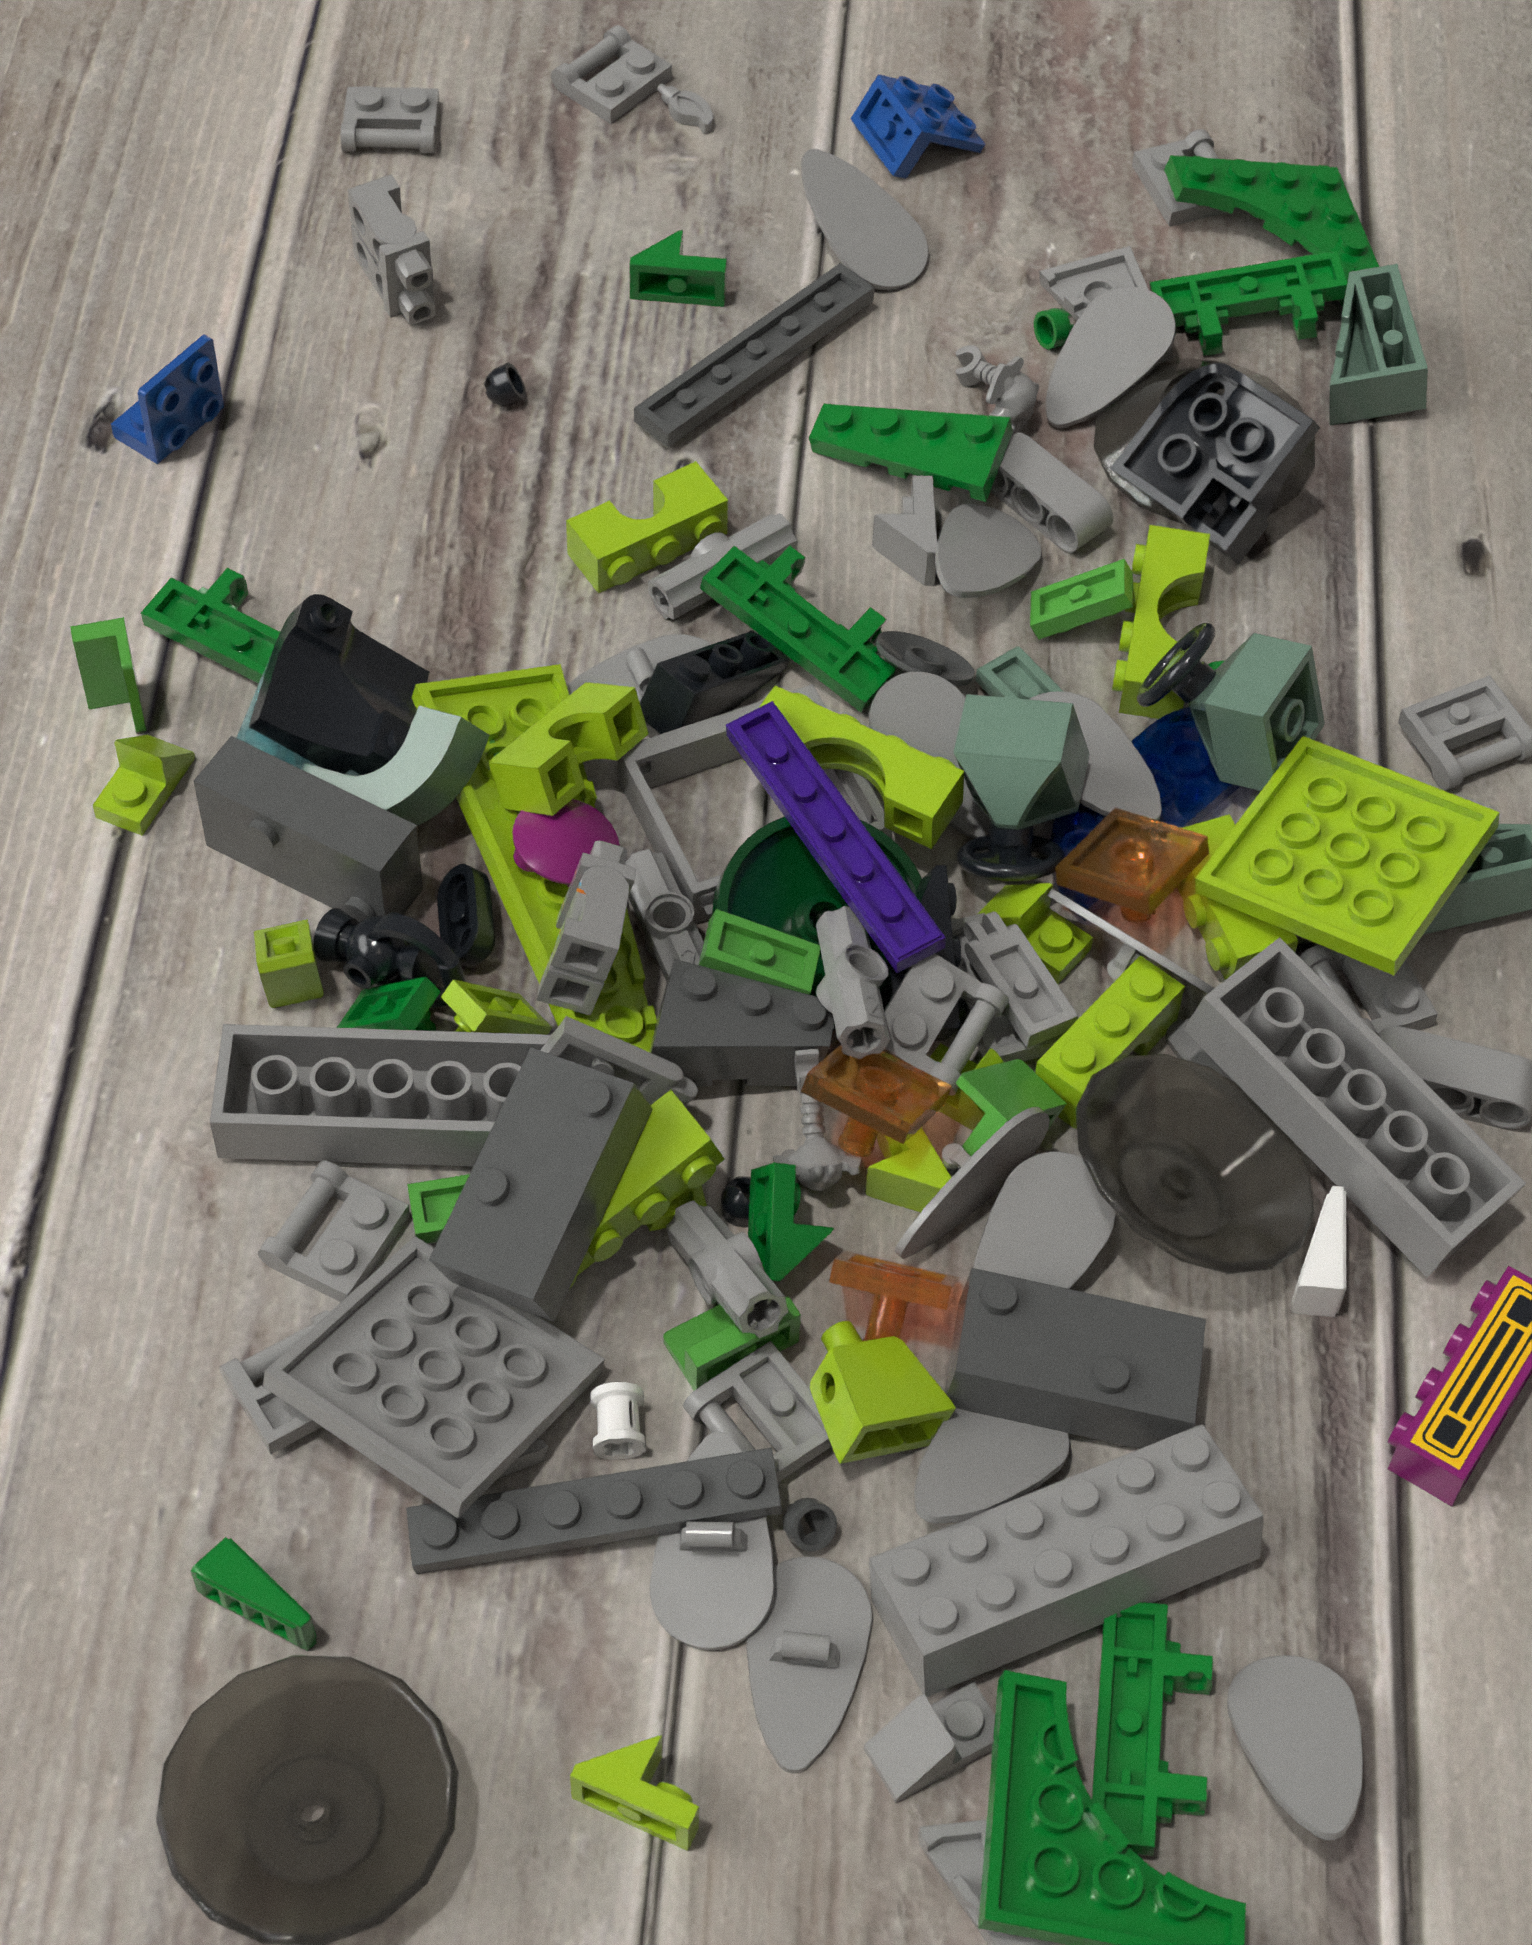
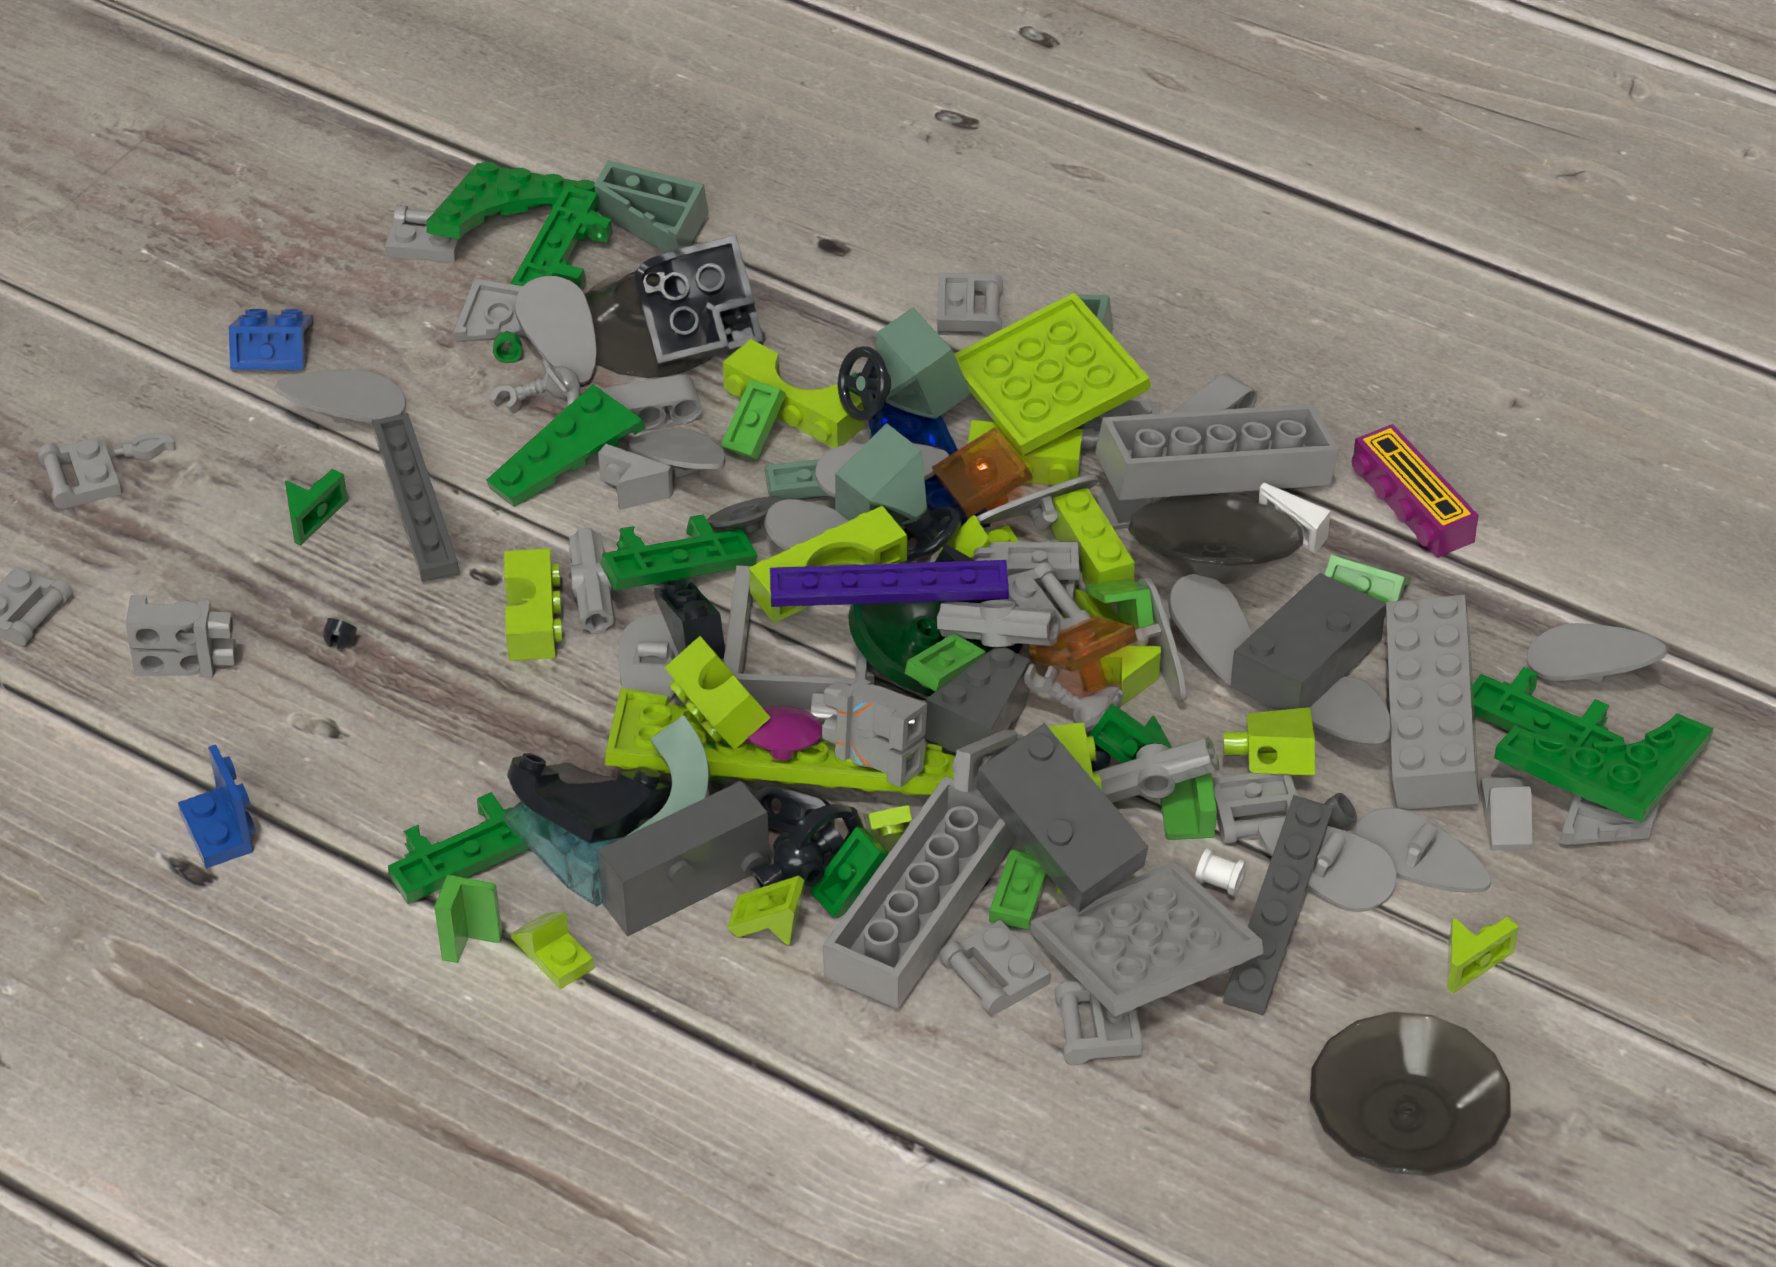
camera: 60 degrees left, 10 degrees down
(242, 1586) = (1245, 1087): green slope -> none
(892, 1289) = (1211, 704): clear orange tile -> none
(1264, 1391) = (1368, 579): none -> bright green panel

